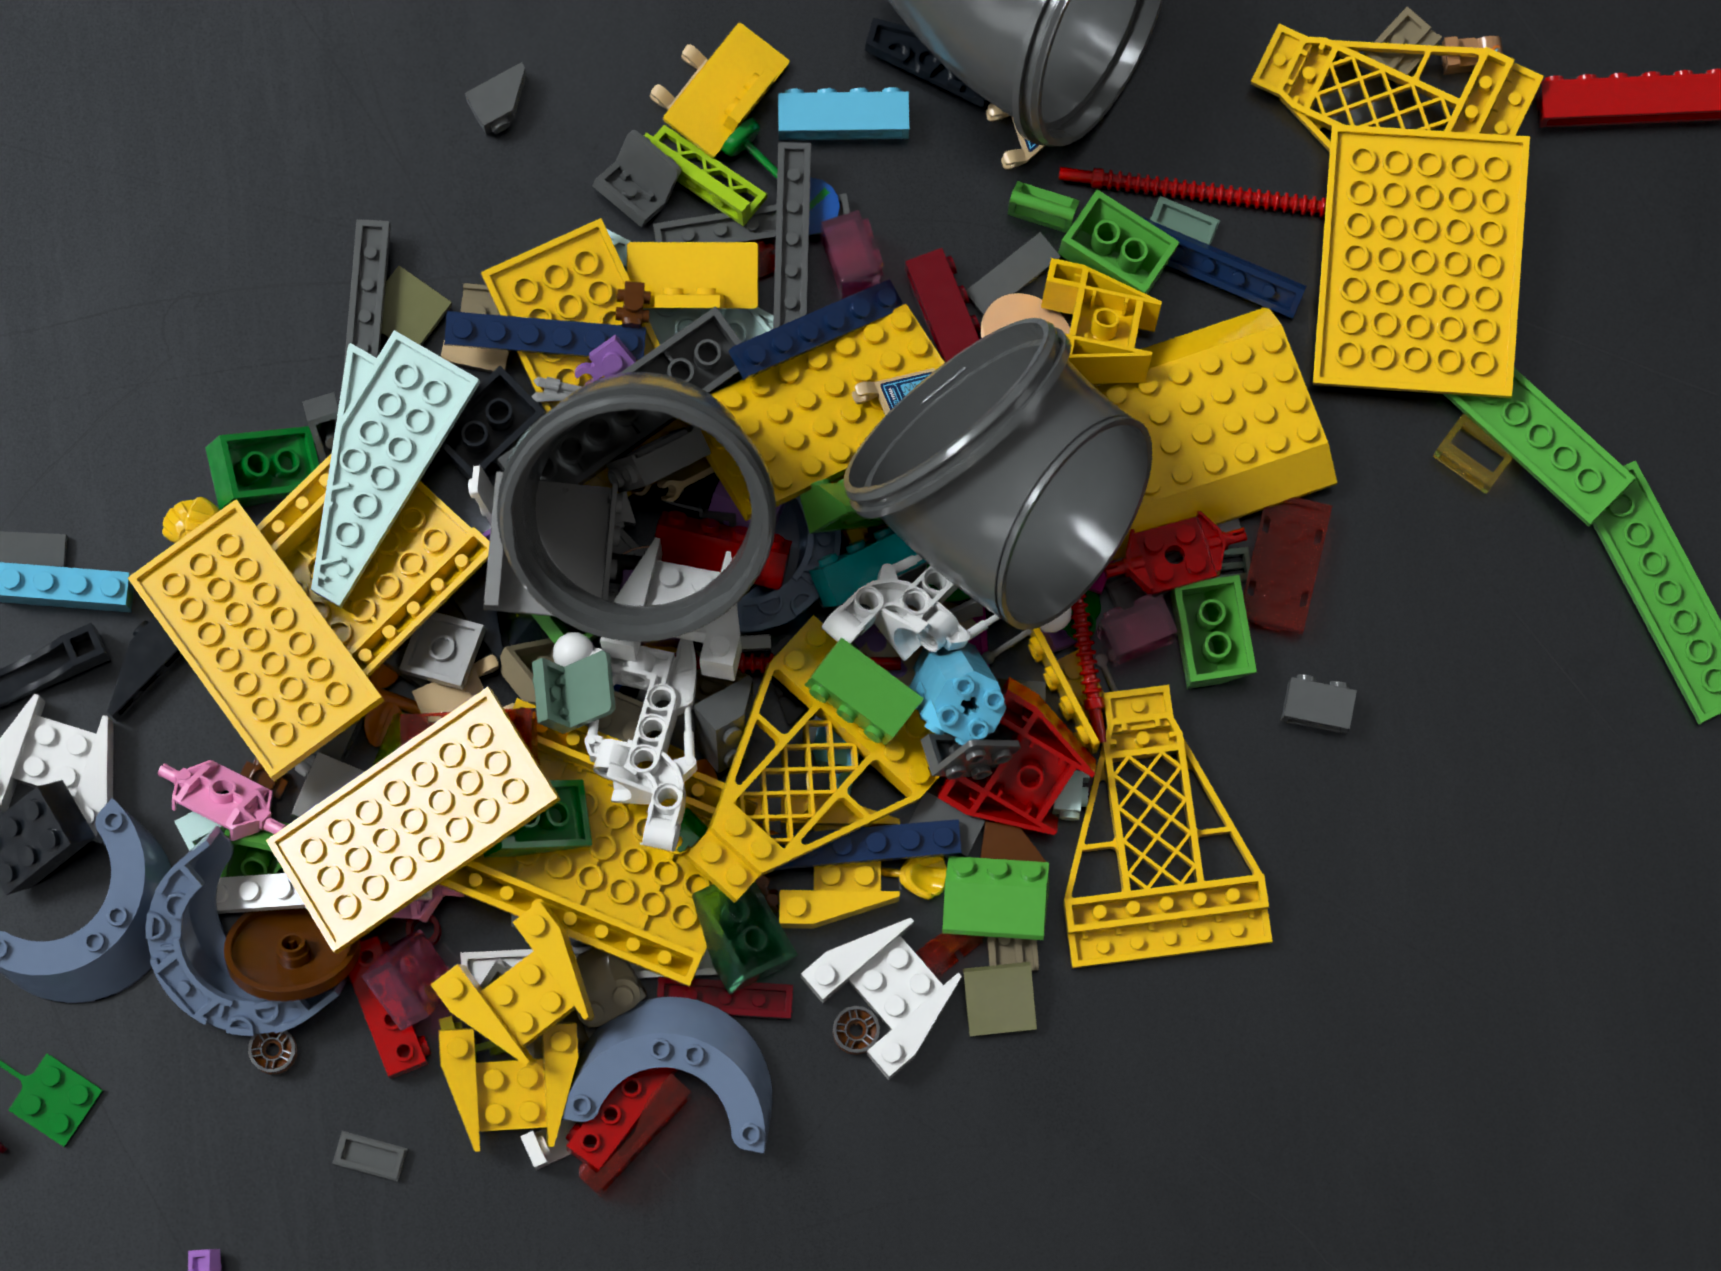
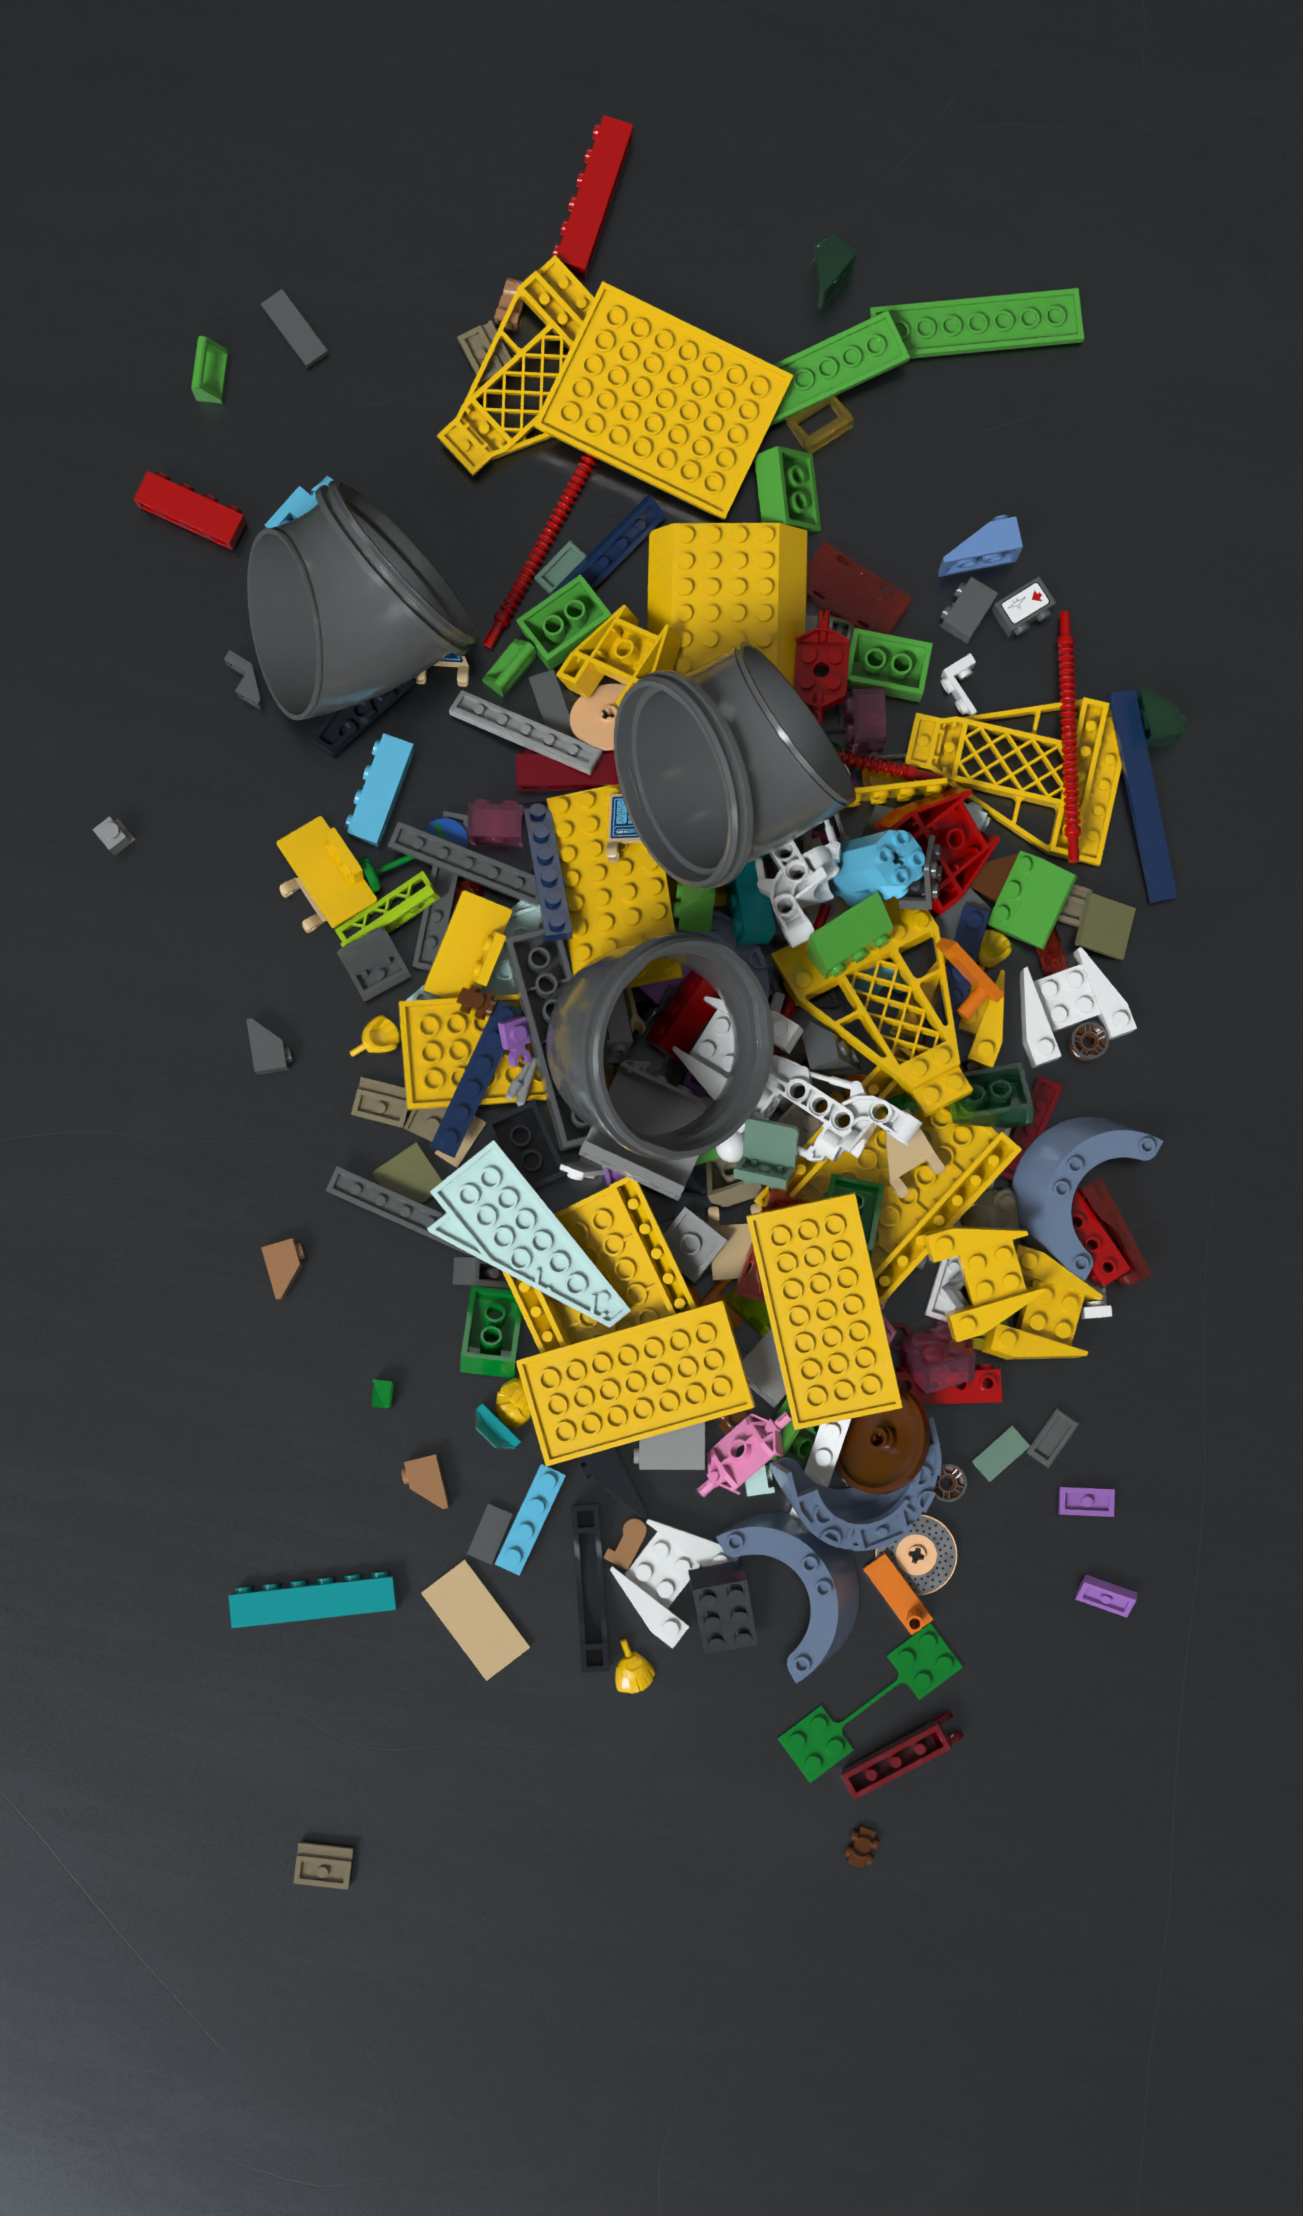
camera: 70 degrees left, 5 degrees up
(68, 456) = (426, 1479): none -> medium nougat slope
(73, 709) = (633, 1535): none -> medium nougat leg
(122, 1040) = (898, 1593): none -> orange piece
(151, 373) = (383, 1394): none -> green slope
(151, 507) = (494, 1430): none -> teal slope
(158, 1064) = (939, 1554): none -> piece
(200, 720) = (673, 1450): none -> light grey brick
(256, 207) = (283, 1265): none -> medium nougat slope
(307, 1222) = (1086, 1501): none -> medium lavender plate
(329, 1101) = (1000, 1453): none -> sand green tile
(481, 245) = (380, 1102): none -> dark tan plate
(557, 215) = (378, 1036): none -> yellow piece
(638, 860) = (904, 1158): none -> tan flag
(866, 875) = (983, 985): none -> orange piece
(972, 250) = (526, 732): none -> light grey tile
(1093, 911) = (1072, 830): none -> red hose
(1174, 988) = (1142, 796): none -> dark blue tile
(1241, 720) = (960, 670): none -> white bracket
(1270, 972) = (1160, 719): none -> clear green slope
(1347, 768) = (1024, 607): none -> brick
(1378, 445) = (787, 488): none -> bright green slope
(1399, 694) = (990, 546): none -> medium blue slope
(1659, 396) = (832, 267): none -> clear green slope

